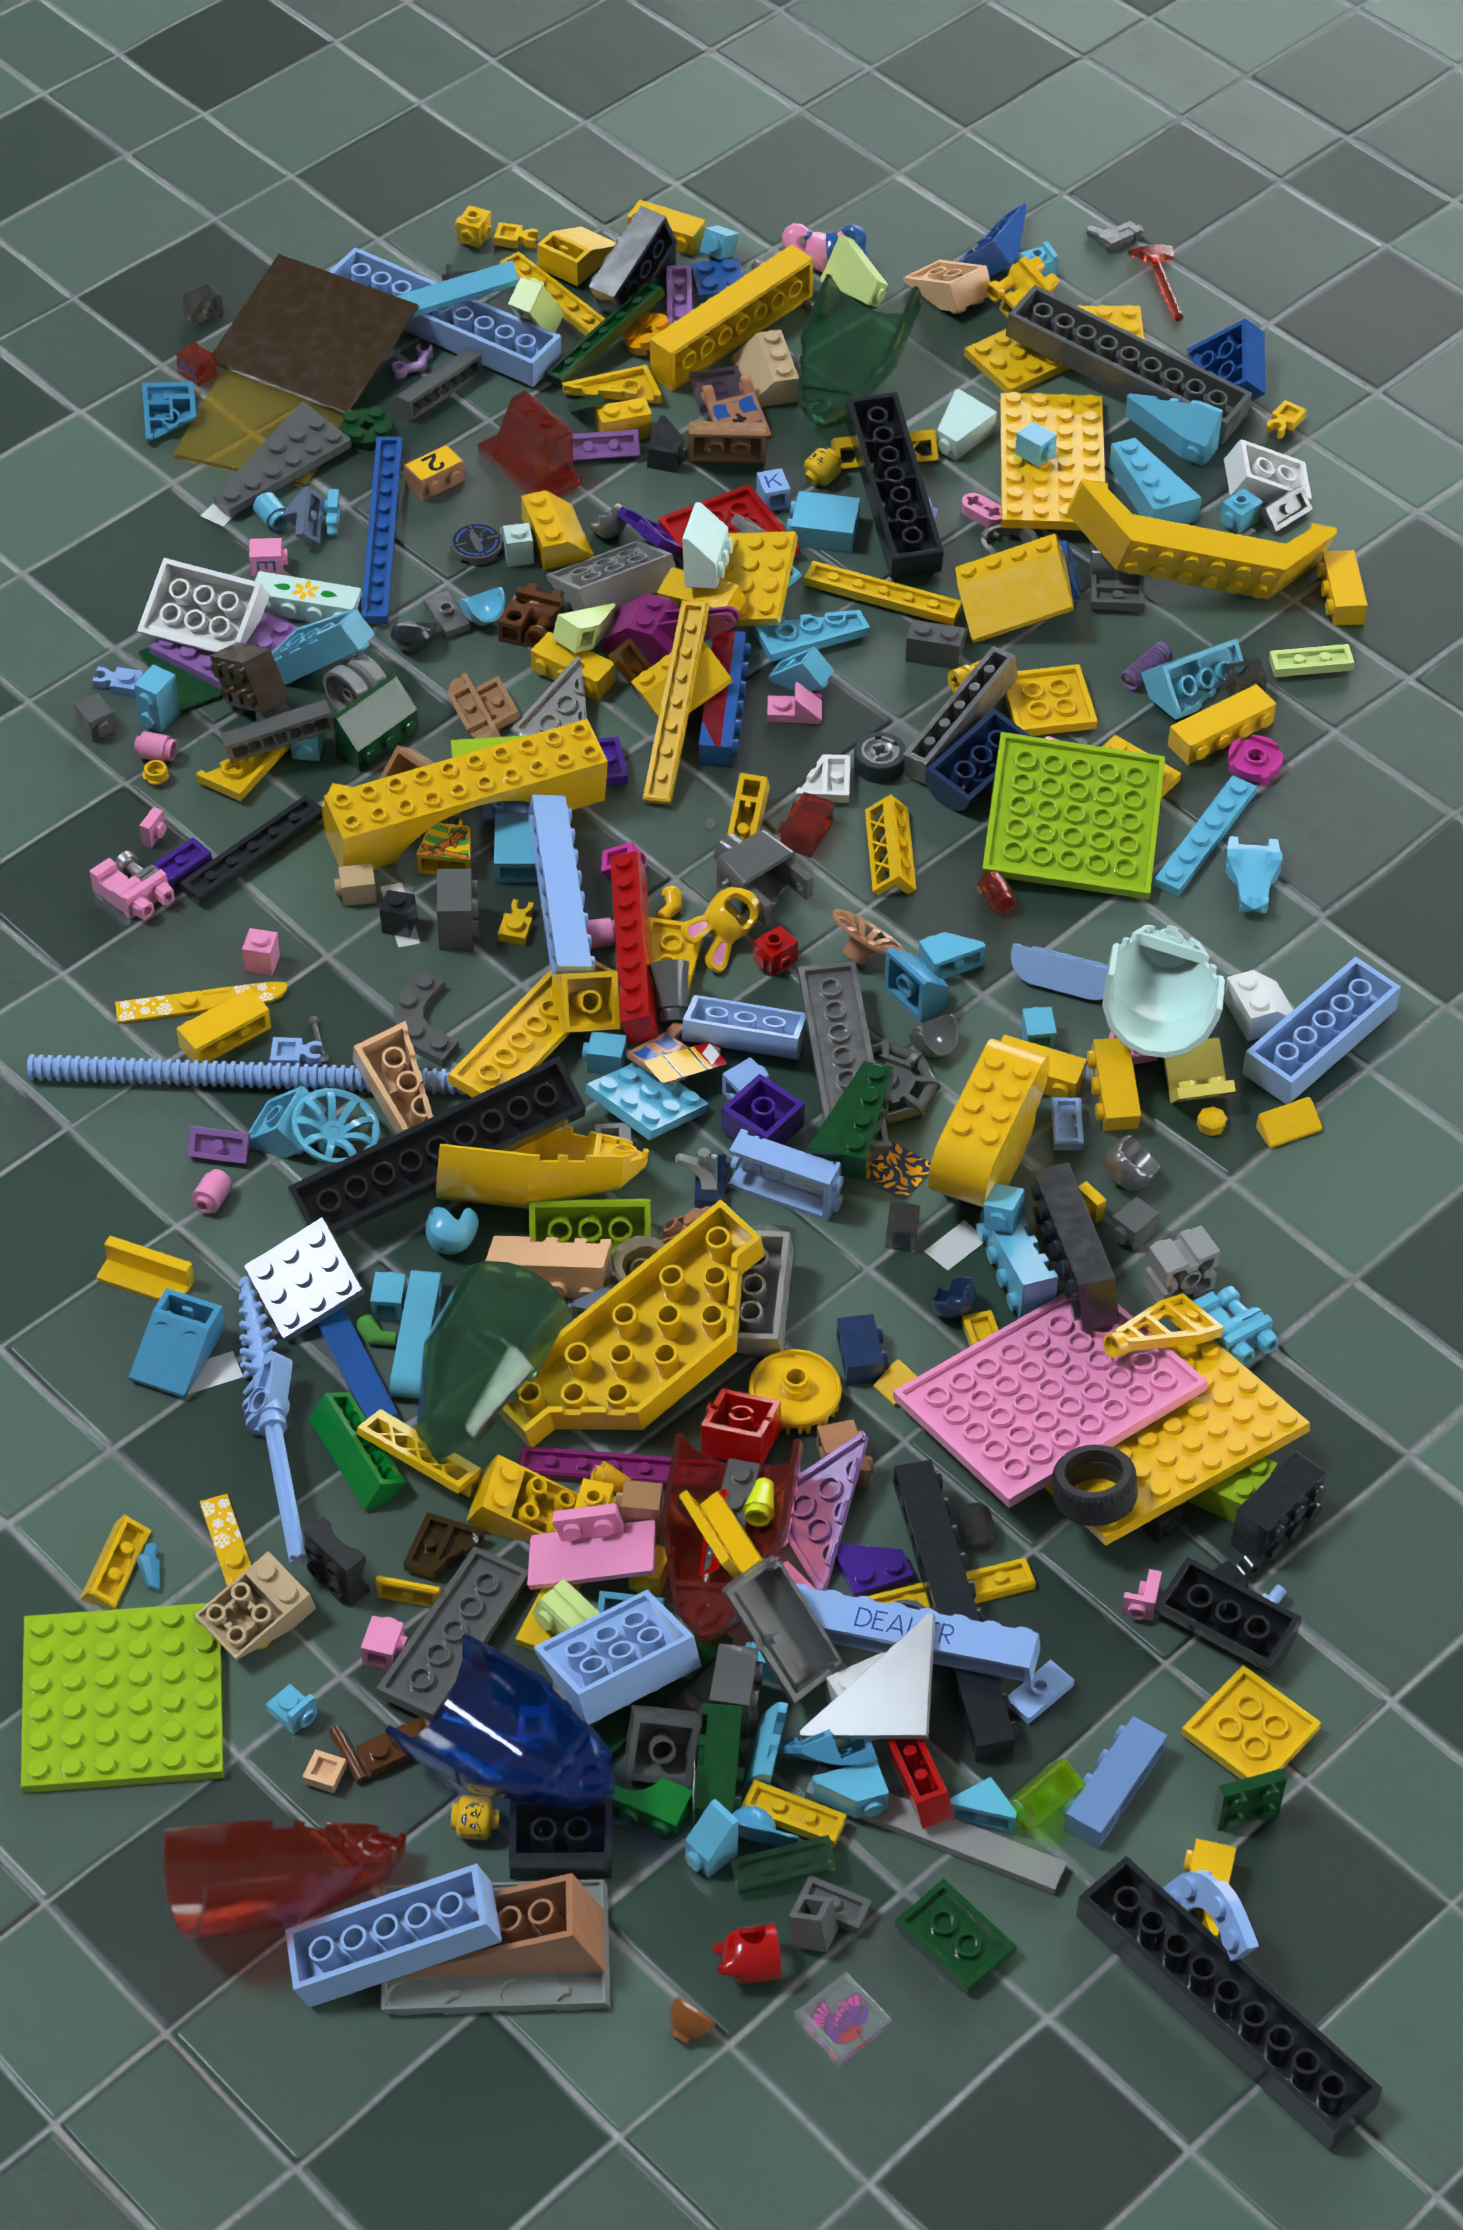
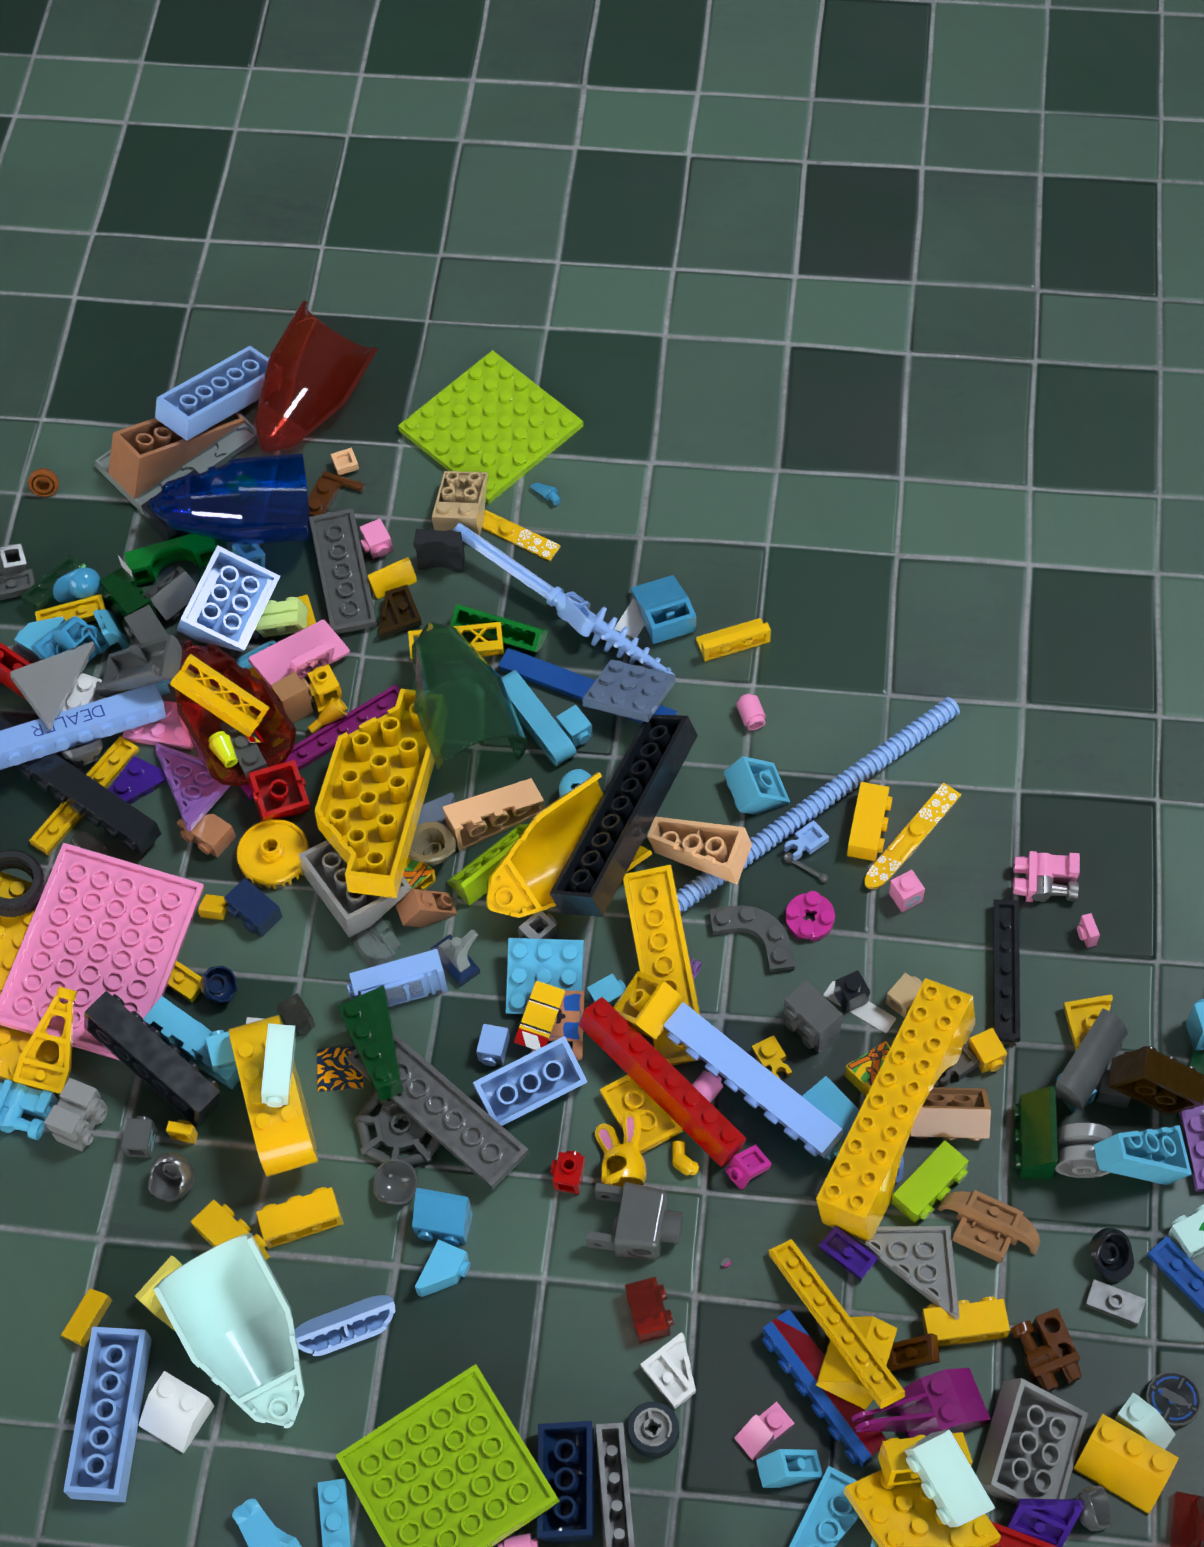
camera: 145 degrees right, 10 degrees up
(115, 1563) = (568, 482): yellow slope -> none
(155, 746) = (1166, 996): bright pink brick -> none
(155, 772) = (1147, 975): yellow plate -> none
(184, 861) = (1039, 921): dark purple plate -> none
(219, 1144) = (775, 746): medium lavender plate -> none
(292, 1708) = (393, 480): medium azure bracket -> none
(331, 1131) = (717, 797): medium azure wheel -> none
(356, 986) = (810, 903): none -> dark pink plate
(373, 1334) = (560, 702): bright green arm -> none
(484, 607) = (1092, 1322): medium azure helmet -> none
(517, 1501) = (372, 665): yellow slope -> none
(583, 628) = (981, 1346): yellowish green slope -> none
(671, 989) = (606, 1070): dark grey plant -> none
(712, 1840) = (100, 559): medium azure slope -> none
(749, 805) = (699, 1282): yellow slope -> none
(750, 1955) = (33, 524): red piece -> none
(763, 1111) = (454, 1020): dark purple brick -> none
(859, 947) = (507, 1223): nougat wheel -> none
(897, 843) = (566, 1346): yellow fence -> none
(972, 1081) = (278, 1065): none -> light aqua slope
(996, 892) = (453, 1359): clear red brick -> none
(1039, 1026) = (325, 1253): medium azure brick -> none
(1067, 1123) = (246, 1188): light blue plate -> none
(1211, 1121) = (143, 1273): yellow tile -> none

